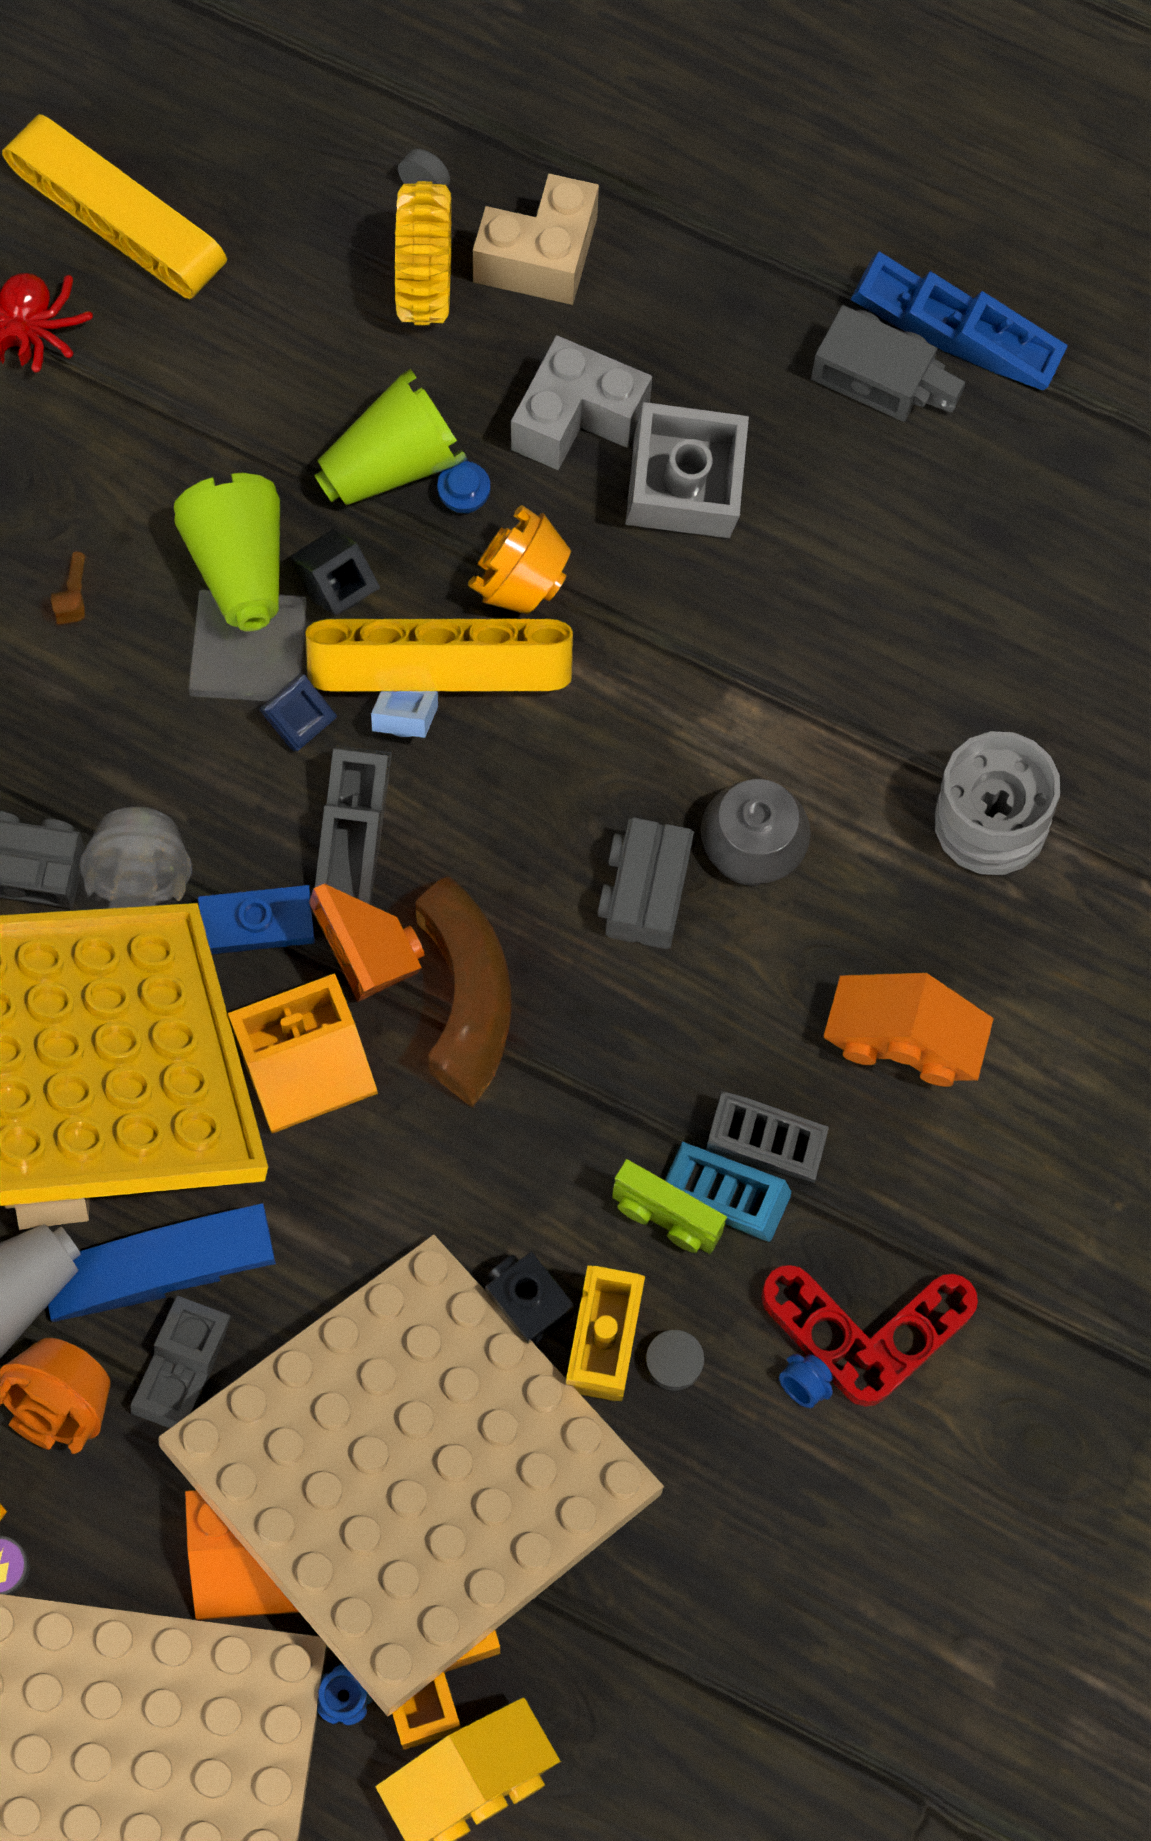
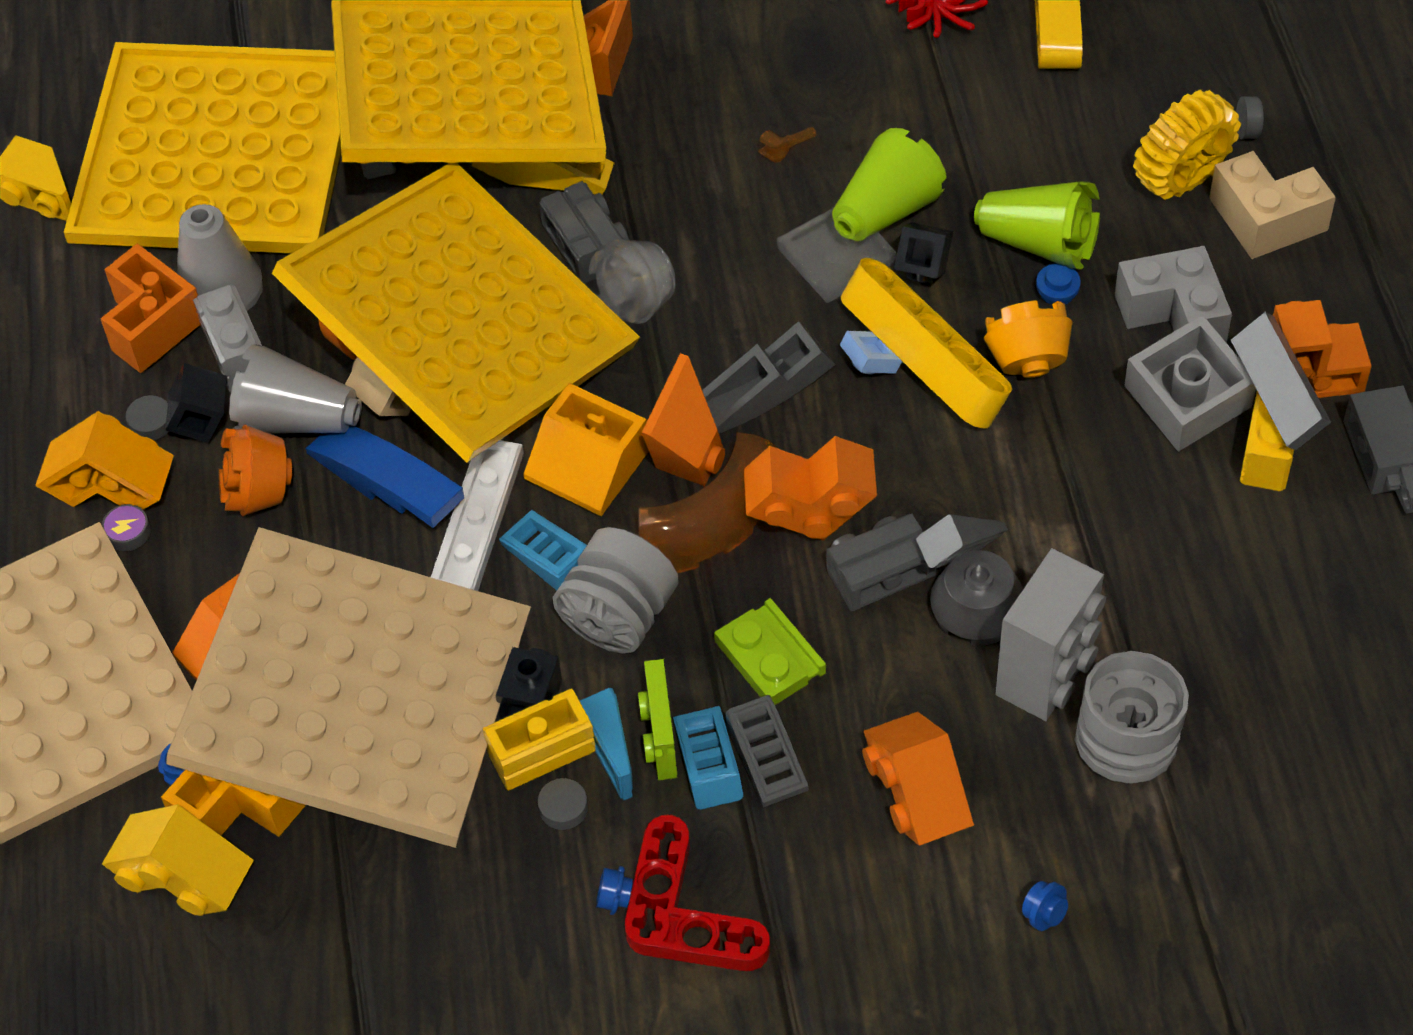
camera: 60 degrees right, 15 degrees down
(180, 1362) = (345, 528): dark grey slope -> none
(257, 919) = (646, 367): blue plate -> none
(298, 712) = (815, 301): dark blue tile -> none
(302, 1237) = (478, 515): none -> white tile
(400, 1147) = (542, 563): none -> dark azure slope
(498, 1139) = (616, 590): none -> light grey wheel
(538, 884) = (811, 493): none -> orange brick
(658, 1054) = (769, 652): none -> lime plate
(662, 1272) = (610, 739): none -> dark azure slope
(704, 802) = (956, 536): none -> dark grey slope
(741, 347) = (1329, 354): none -> orange brick
(778, 400) = (1280, 381): none -> tile
(794, 450) = (1266, 454): none -> yellow brick
(877, 803) = (1050, 635): none -> light grey brick
(1110, 1019) = (1045, 905): none -> blue plate

